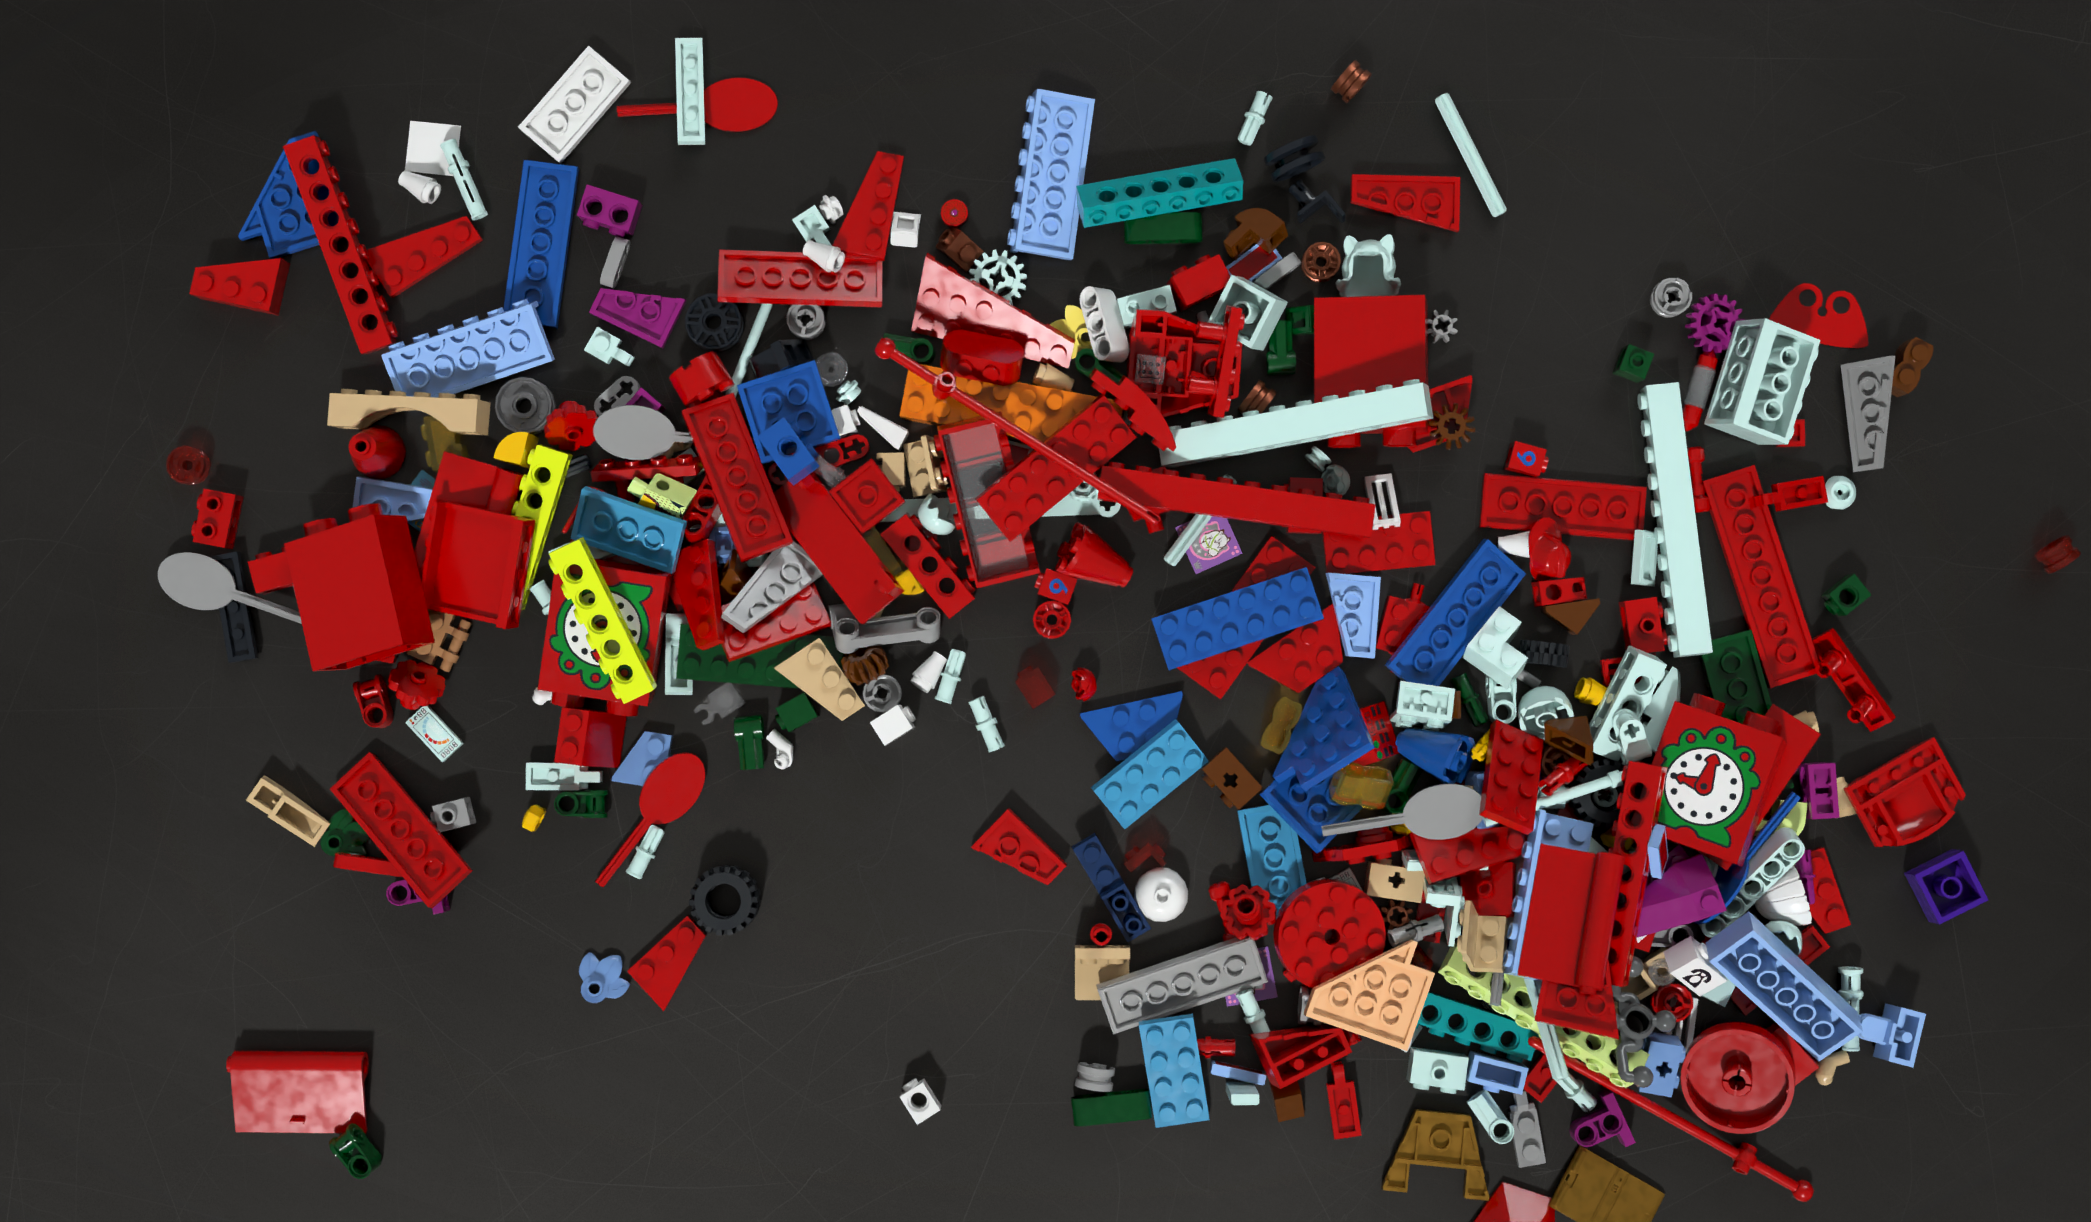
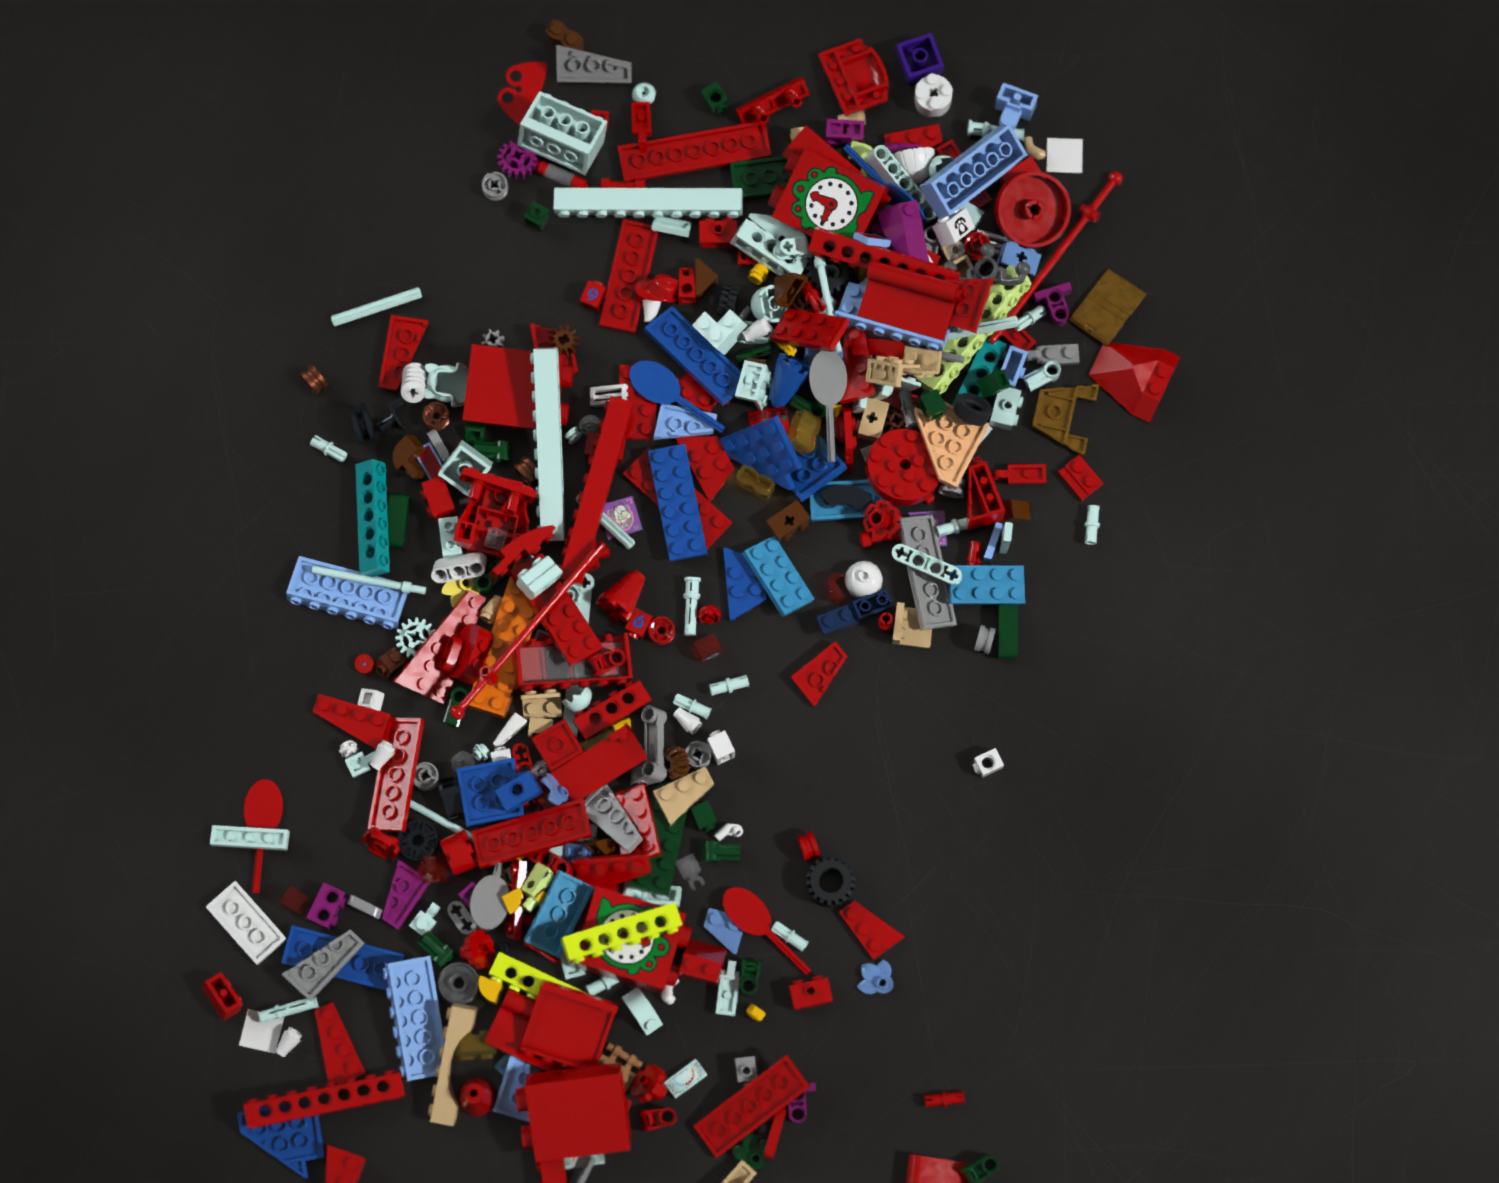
camera: 90 degrees left, 10 degrees down
(447, 1091) = (944, 1099): none -> red pin
(467, 86) = (222, 996): none -> red brick
(516, 661) = (642, 1010): none -> light aqua brick
(520, 213) = (319, 969): none -> light grey wing
(563, 375) = (440, 952): none -> dark green piece
(569, 890) = (810, 993): none -> red brick
(611, 166) = (295, 900): none -> clear red brick
(639, 463) = (512, 900): none -> yellow tile
(675, 348) = (433, 869): none -> clear red brick
(700, 271) = (381, 844): none -> red plate
(771, 863) = (808, 846): none -> red wheel
(798, 506) = (558, 793): none -> medium blue plate
(977, 329) = (450, 653): none -> red beam
(991, 547) = (603, 662): none -> red piece
(1067, 253) = (406, 587): none -> light aqua bar
(1095, 437) = (538, 577): none -> light aqua brick
(1106, 655) = (691, 595): none -> light aqua pin
(1185, 983) = (928, 561): none -> light aqua beam
(1278, 856) = (846, 495): none -> black tile
(1281, 1210) = (1092, 524): none -> light aqua pin
(1348, 1186) = (1080, 478): none -> red plate
(1362, 222) = (413, 382): none -> white piece
(1402, 575) = (662, 387): none -> blue piece
(1413, 1021) = (972, 409): none -> black tyre
(1422, 966) = (932, 405): none -> dark green brick
(1464, 899) = (887, 370): none -> tan bracket
(1466, 1051) = (993, 383): none -> dark green brick
(1504, 701) = (757, 329): none -> white cone
(1827, 1112) = (1064, 155): none -> white sticker
(1907, 916) = (935, 105): none -> white brick

